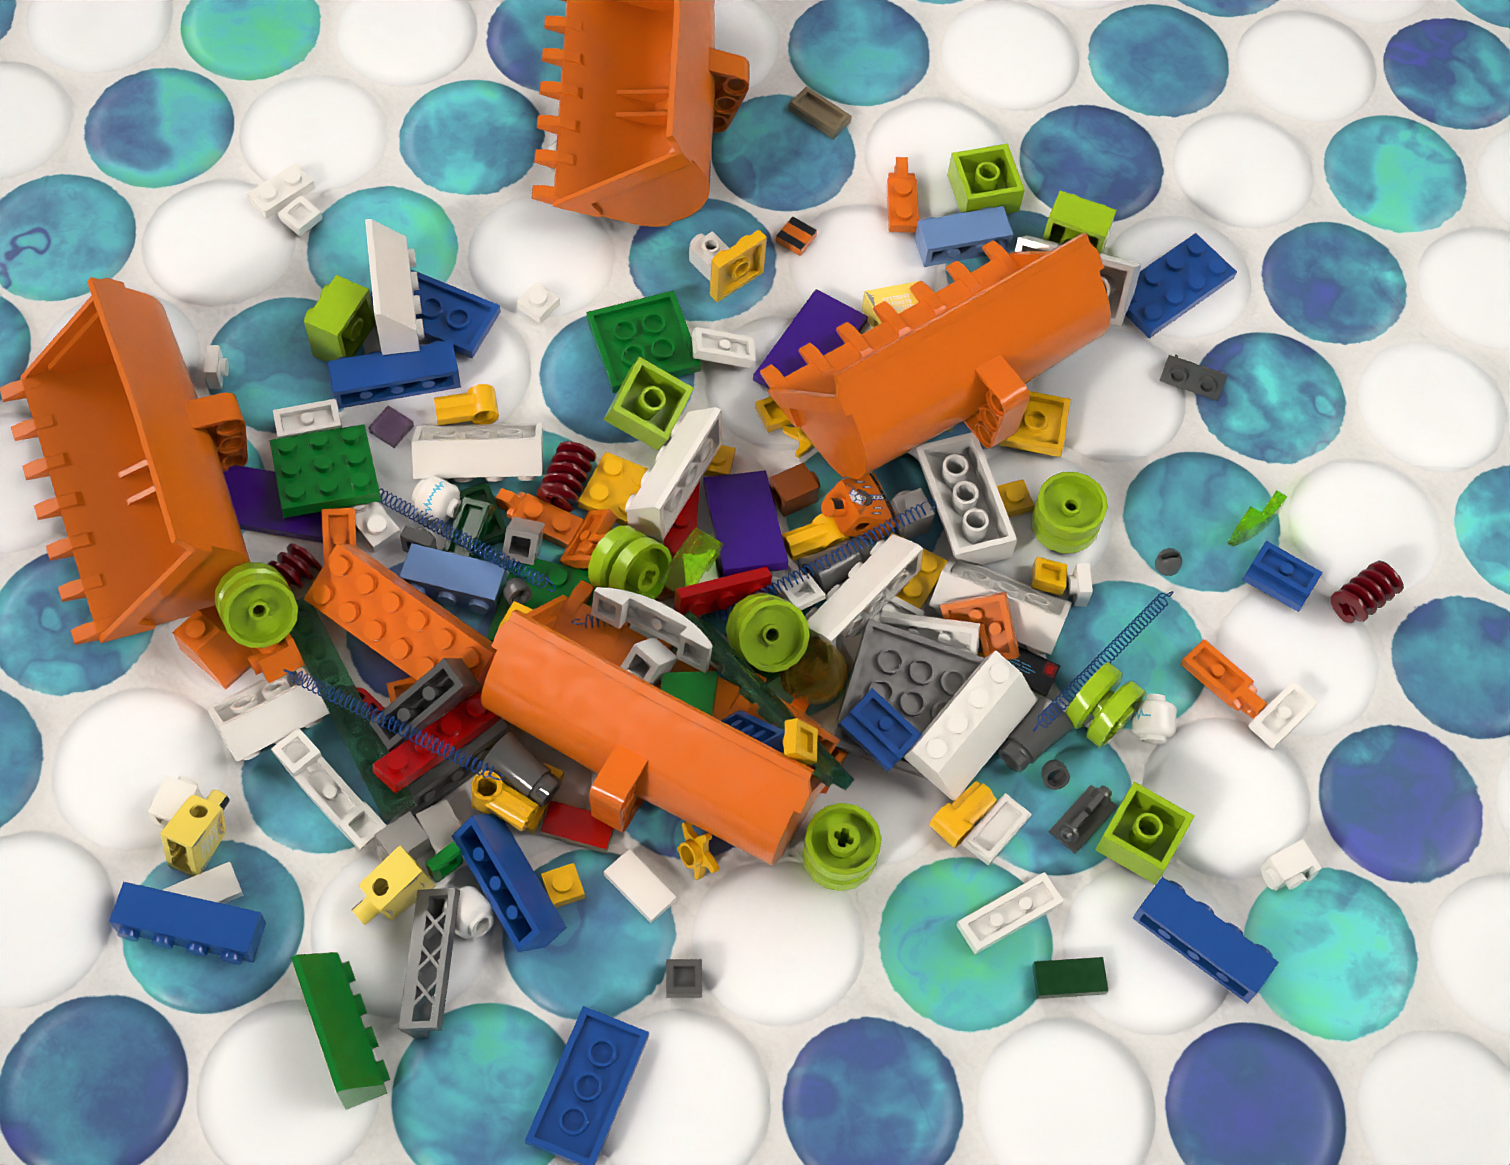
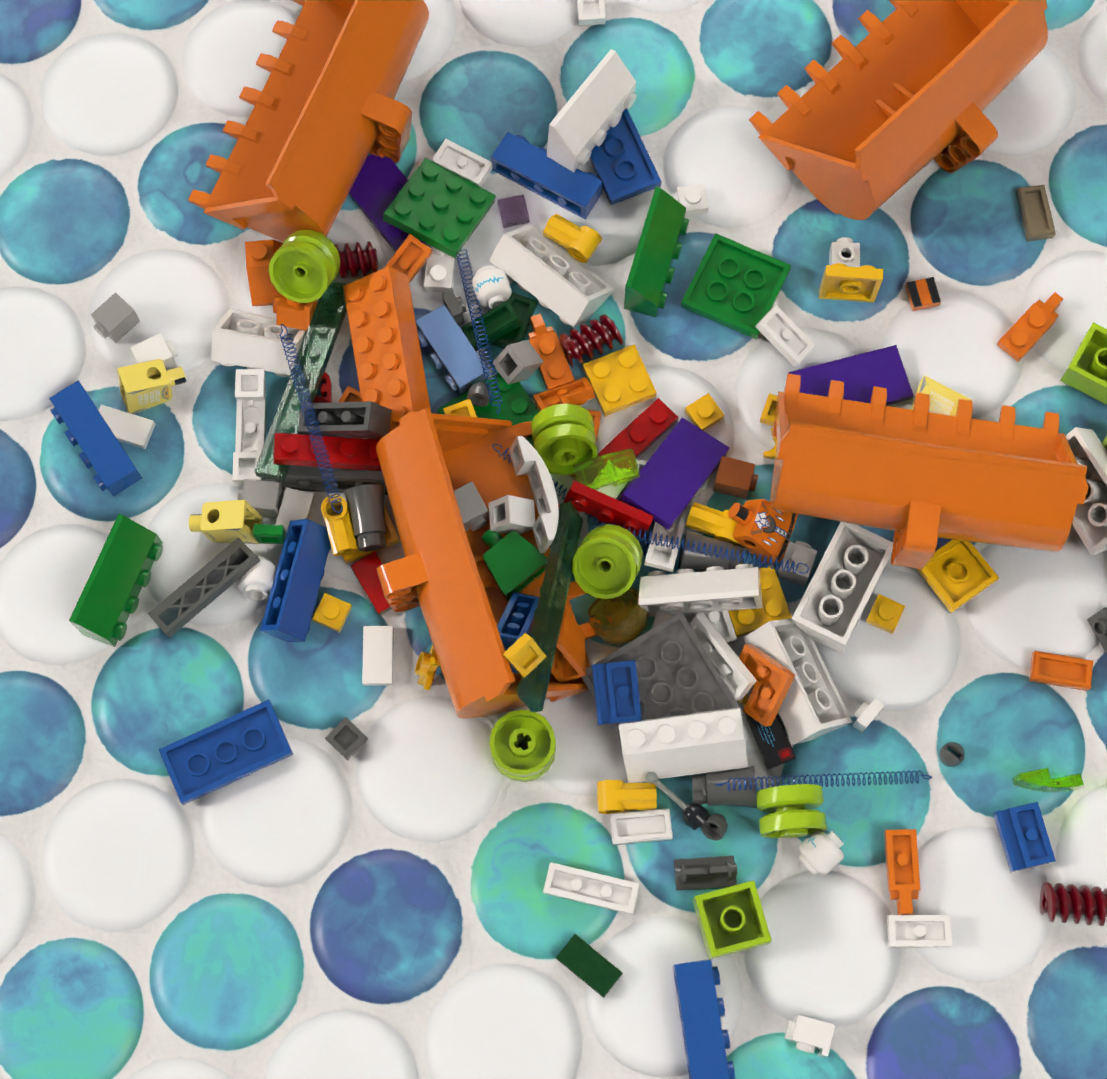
camera: 50 degrees right, 10 degrees up
(102, 802) = (114, 318): none -> light grey brick
(215, 367) = (437, 78): white plate -> none
(339, 320) = (536, 106): lime brick -> none
(554, 366) = (655, 254): none -> green slope
(648, 403) = (690, 334): lime brick -> none
(676, 473) = (658, 399): white slope -> none
(962, 235) = (1045, 391): medium blue brick -> none
(1030, 779) = (693, 814): none -> hinge
(1049, 576) = (851, 689): yellow plate -> none
(1069, 512) = (918, 642): lime wheel -> none
(1180, 432) = (1061, 670): none -> orange tile

